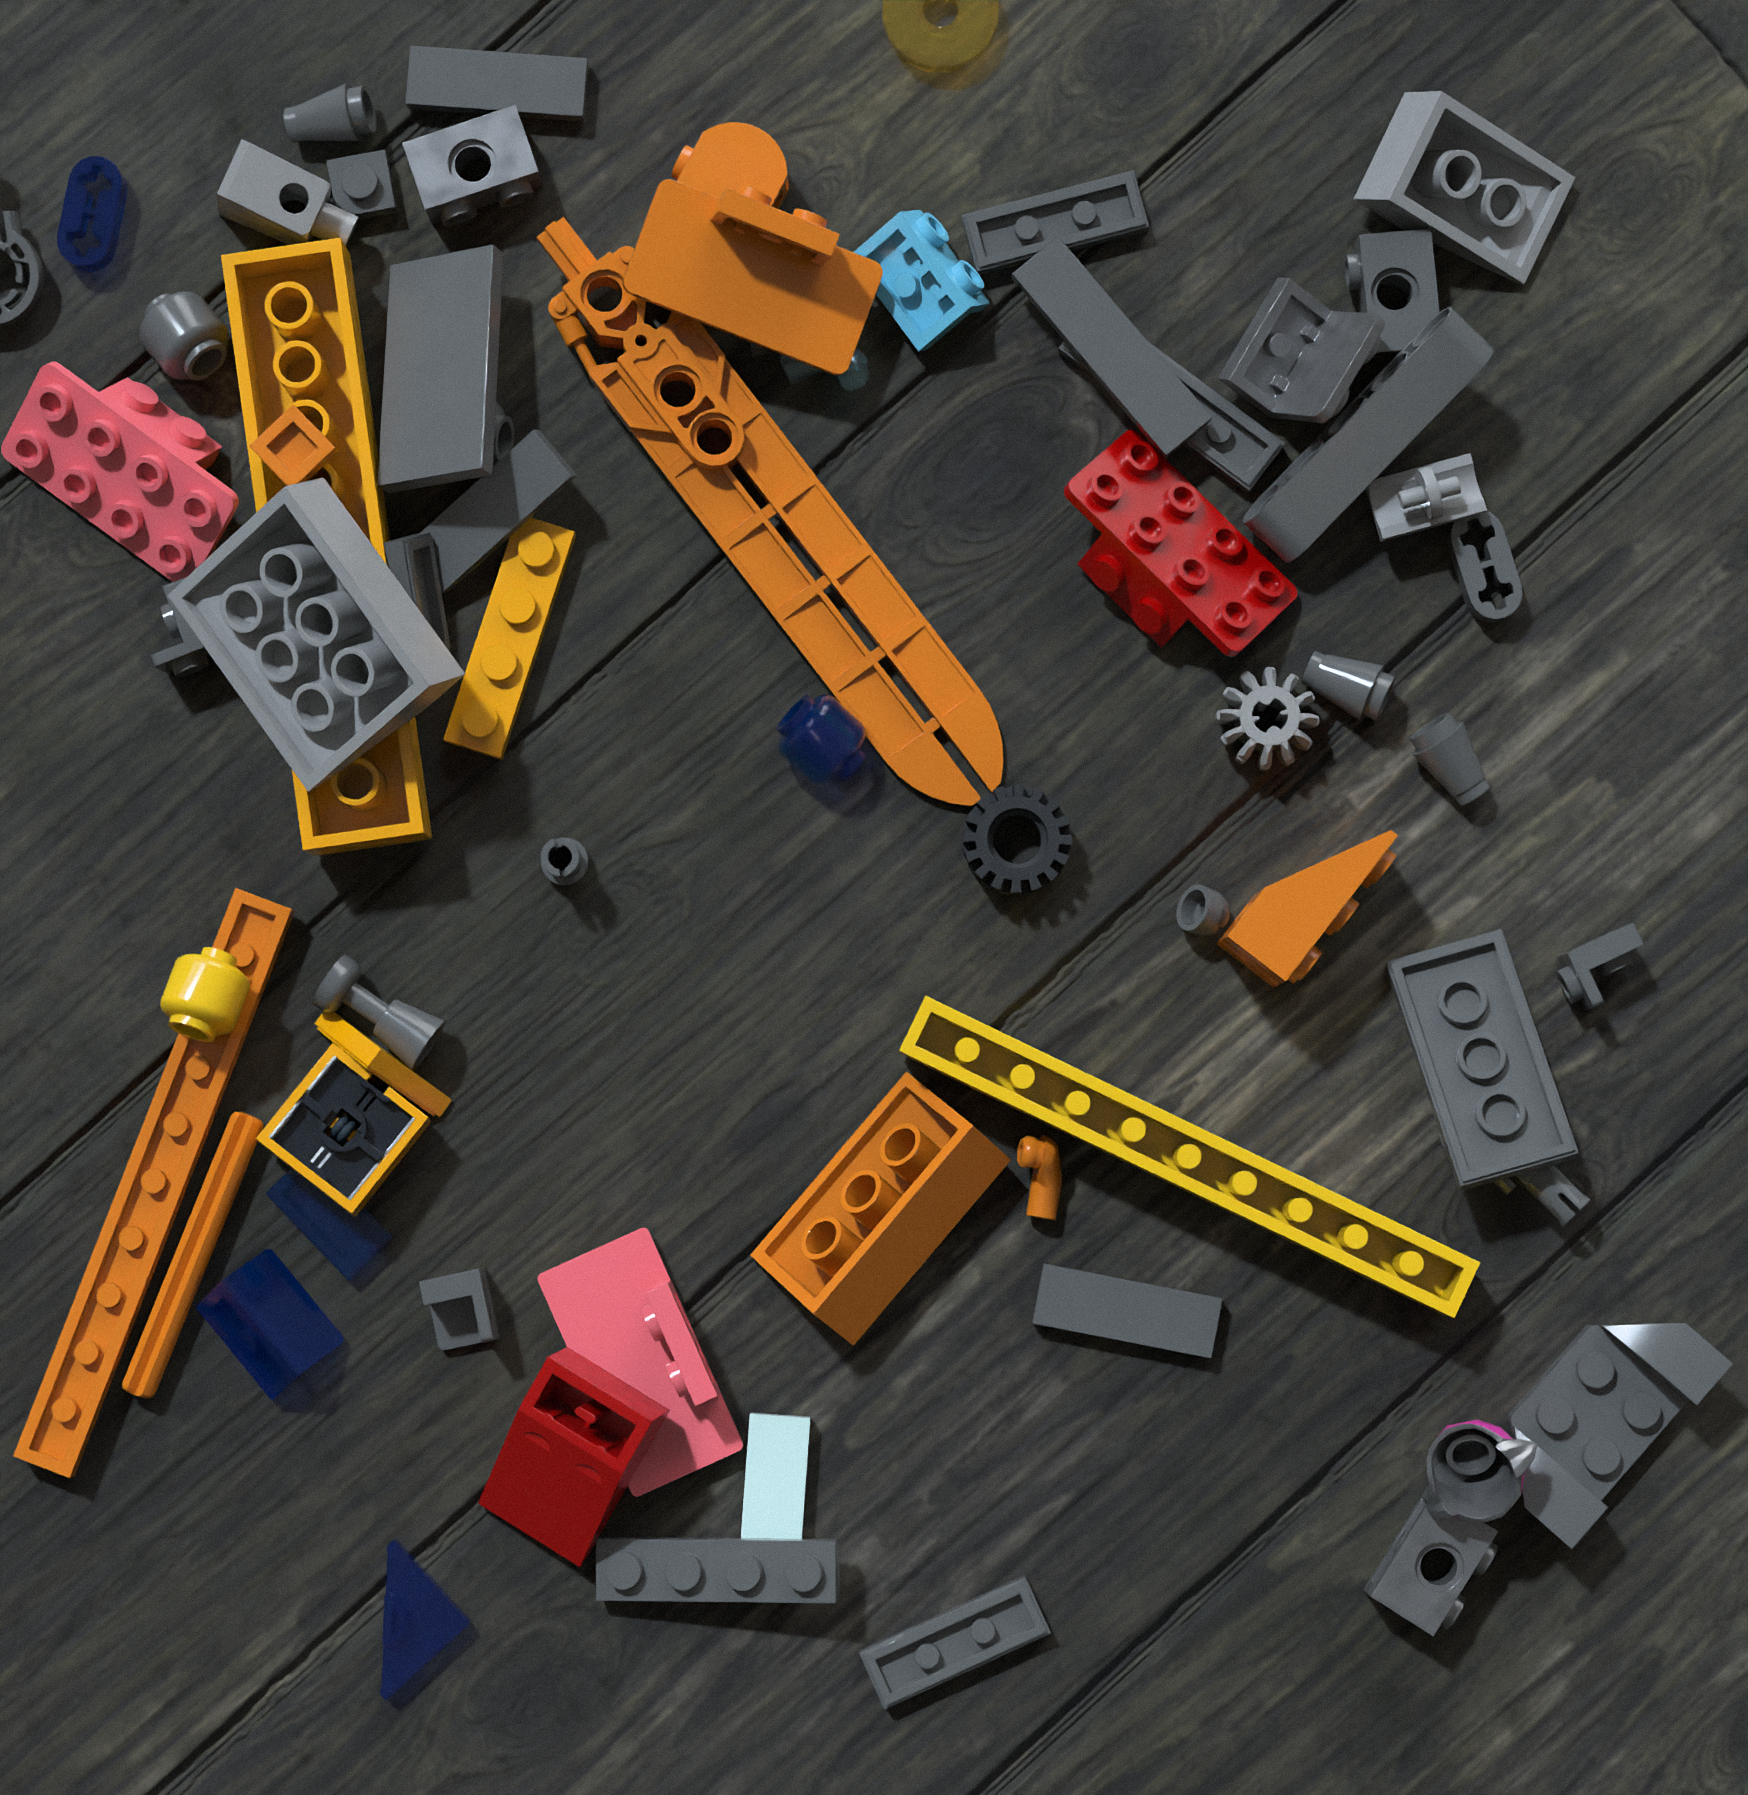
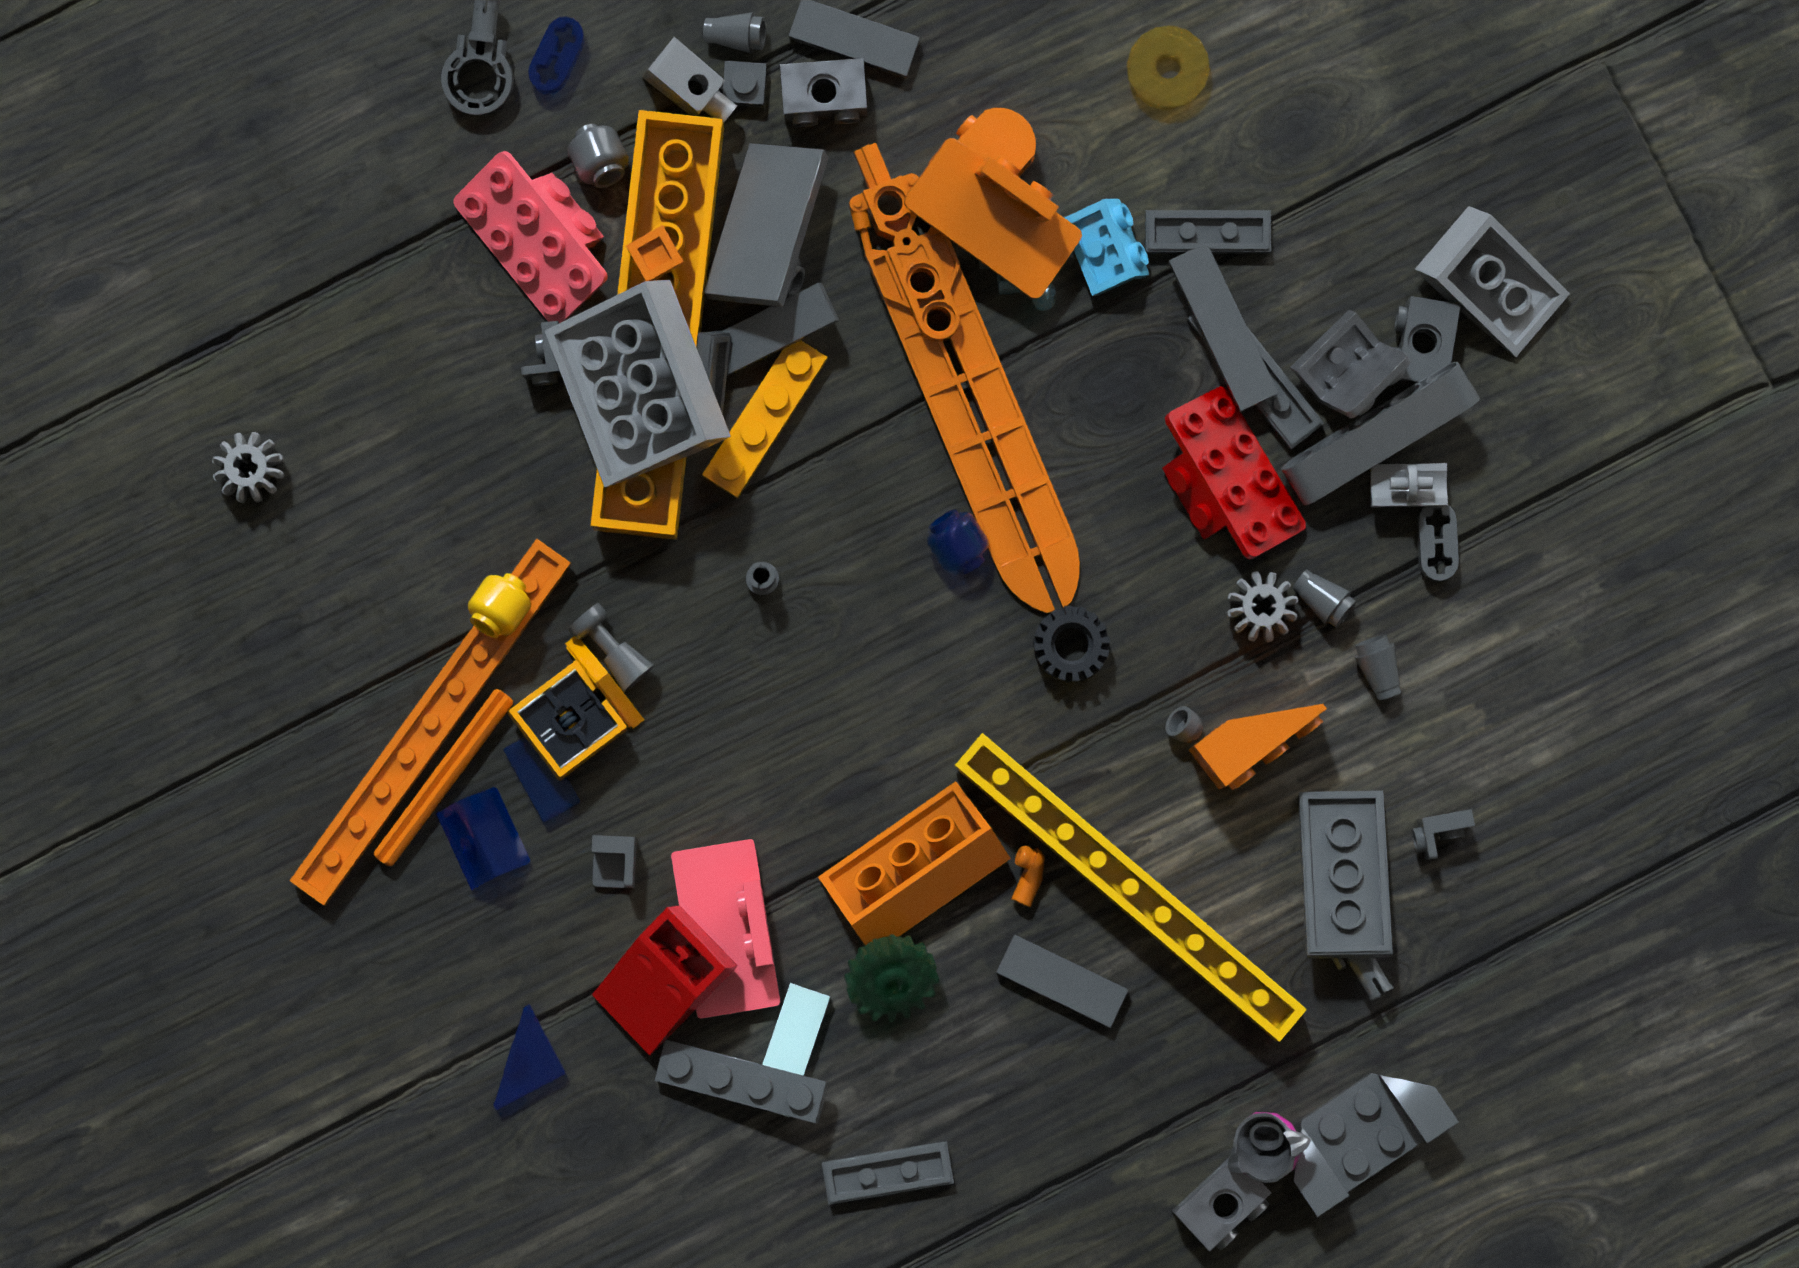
camera: 10 degrees right, 0 degrees up
(888, 1369) = (891, 977): none -> clear green gear

